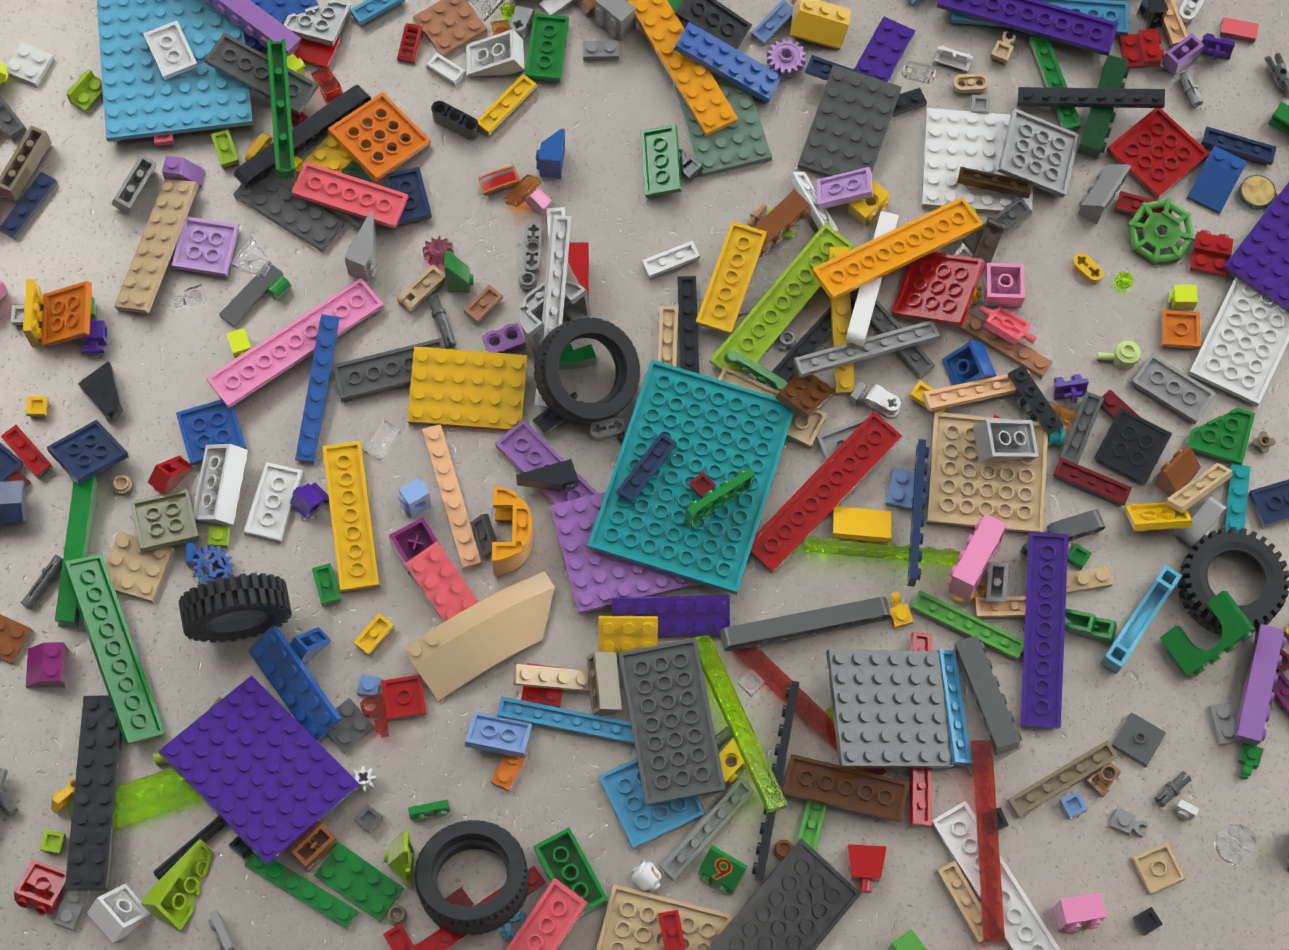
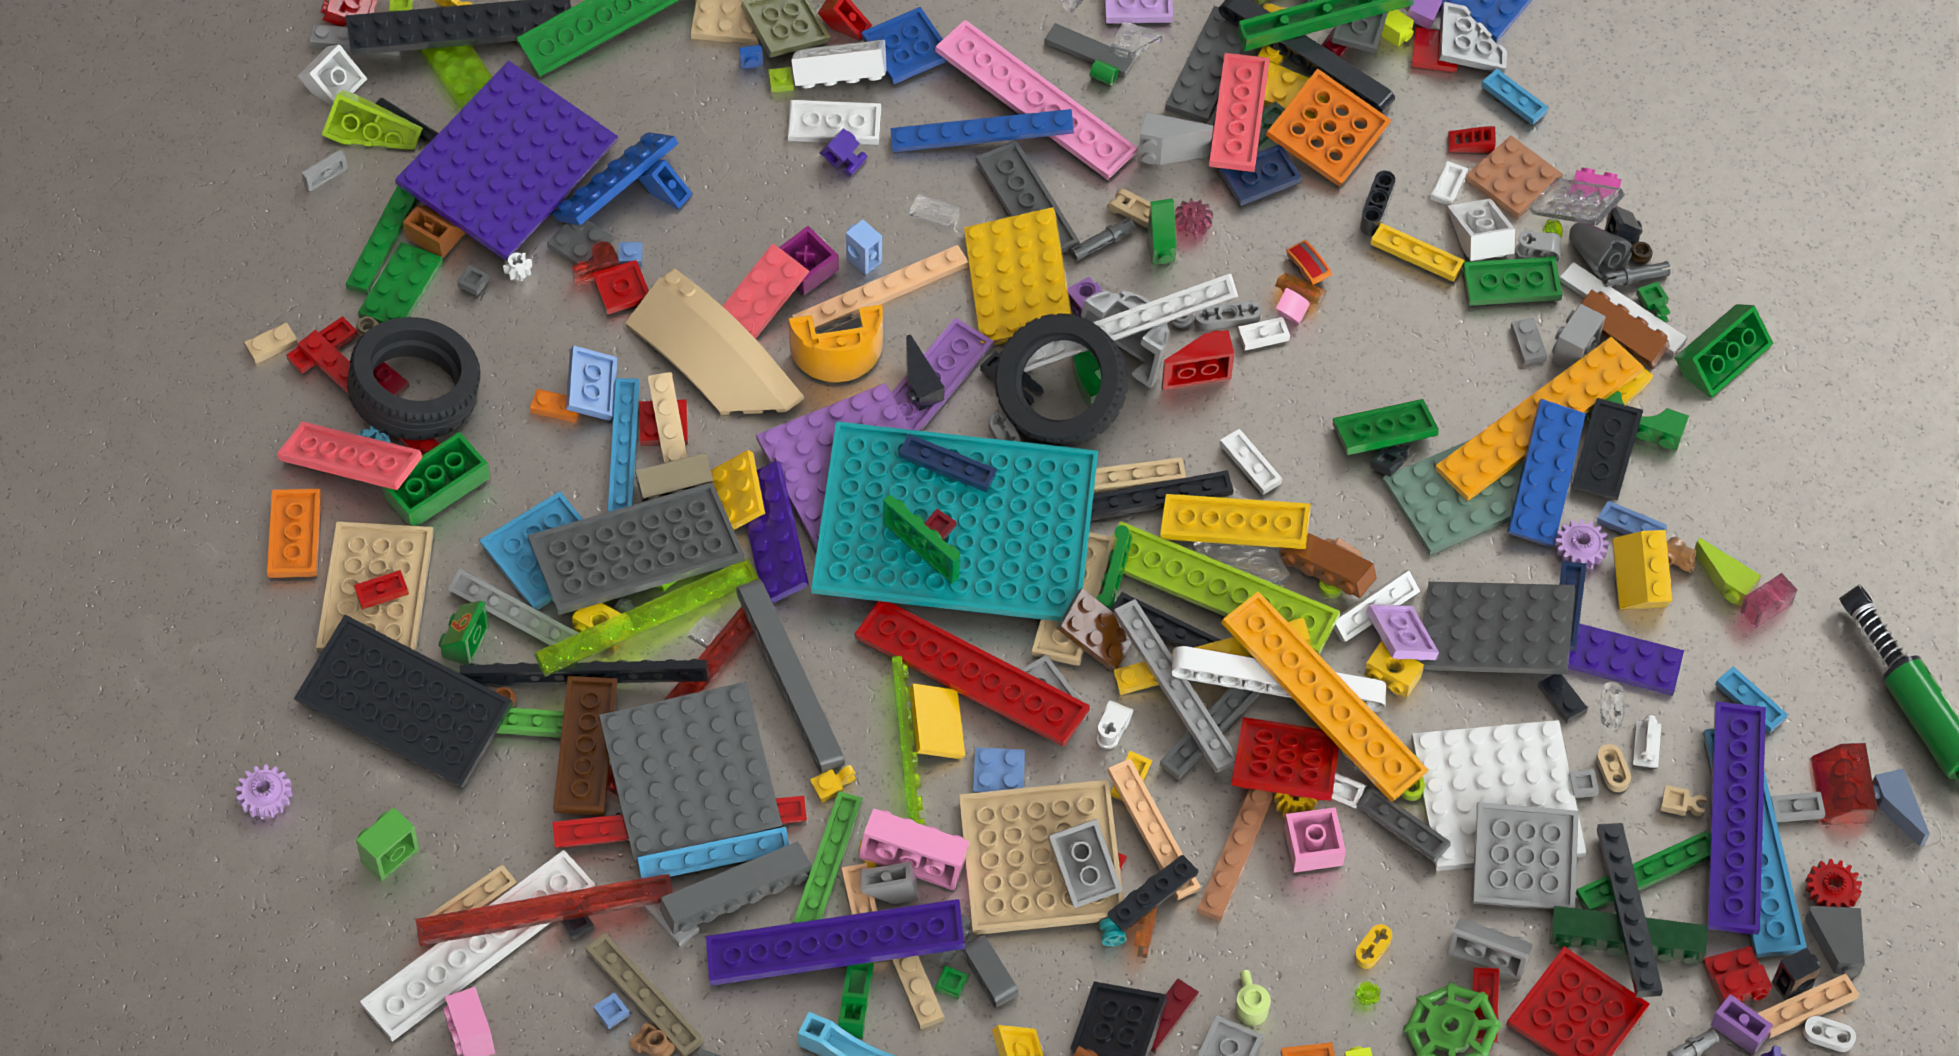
camera: 80 degrees right, 10 degrees down
(215, 559) = (740, 86): blue gear -> none
(234, 607) = (679, 86): black tyre -> none
(238, 342) = (1022, 46): neon yellow brick -> none
(326, 584) = (743, 188): green plate -> none
(327, 83) = (1386, 64): clear red plate -> none
(350, 516) = (832, 196): yellow plate -> none
(373, 634) = (692, 244): yellow plate -> none
(401, 858) = (426, 301): lime wedge -> none
(437, 809) = (494, 341): green plate -> none
(483, 304) = (1136, 276): nougat plate -> none
(500, 26) = (1521, 224): clear orange plate -> none
(551, 155) = (1356, 307): blue slope -> none
(646, 876) = (447, 559): white head -> none
(790, 335) = (1174, 600): light grey plate -> none
(858, 394) = (1116, 692): light grey plate -> none
(865, 864) = (496, 786): red torso -> none
(917, 520) = (952, 771): dark blue plate -> none
(969, 364) = (1191, 817): blue slope -> none
(988, 242) = (1370, 813): dark brown plate -> none
(994, 182) = (1462, 806): dark brown plate -> none
(1007, 325) = (1257, 851): coral plate -> none
(1070, 389) = (1184, 943): dark purple hips -> none
(1081, 427) = (1131, 961): dark grey plate -> none
(1092, 481) = (1059, 984): dark red plate -> none

